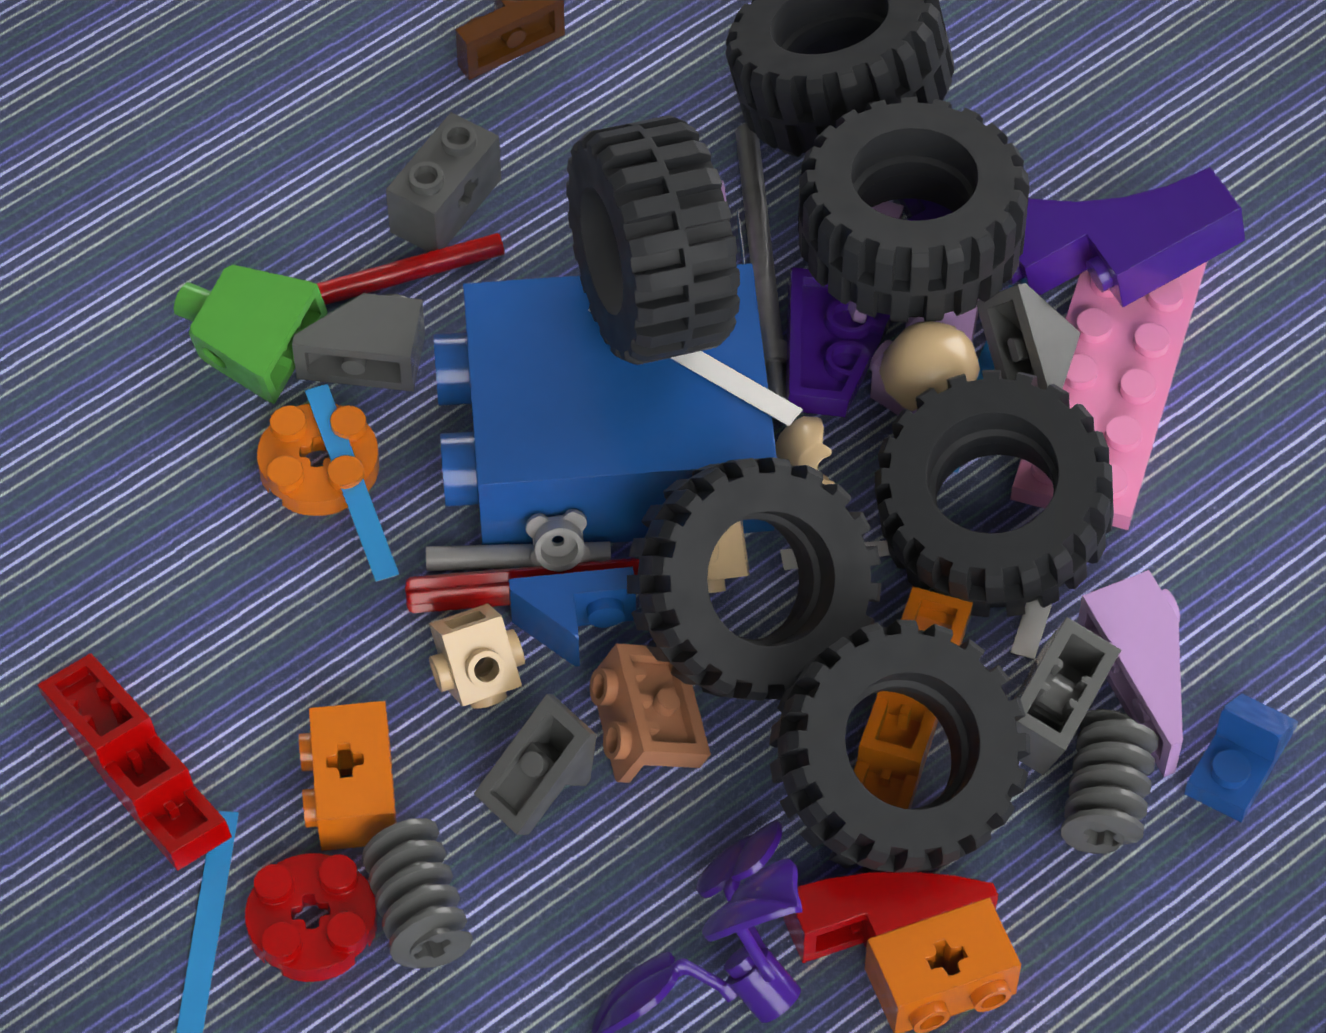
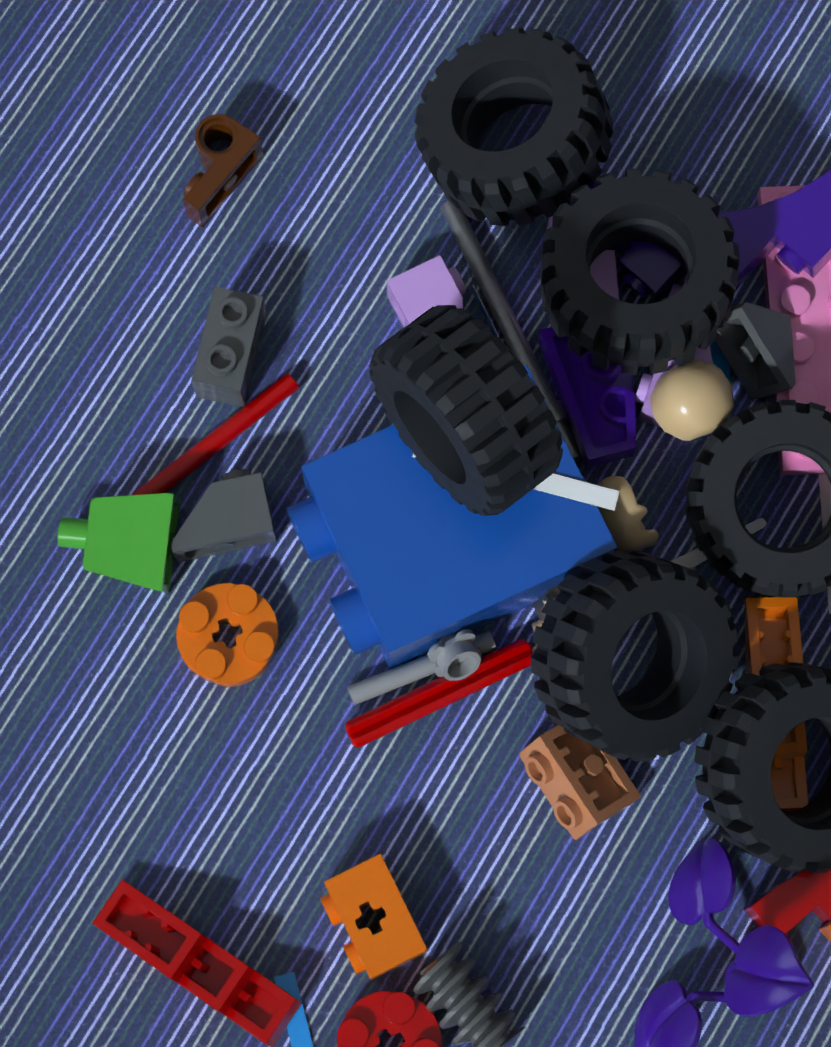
camera: 20 degrees left, 20 degrees up
(357, 497) = (276, 664): dark azure sticker -> none
(476, 657) = (431, 781): tan brick -> none
(542, 758) = (517, 864): dark grey slope -> none
(558, 603) = (473, 713): blue slope -> none

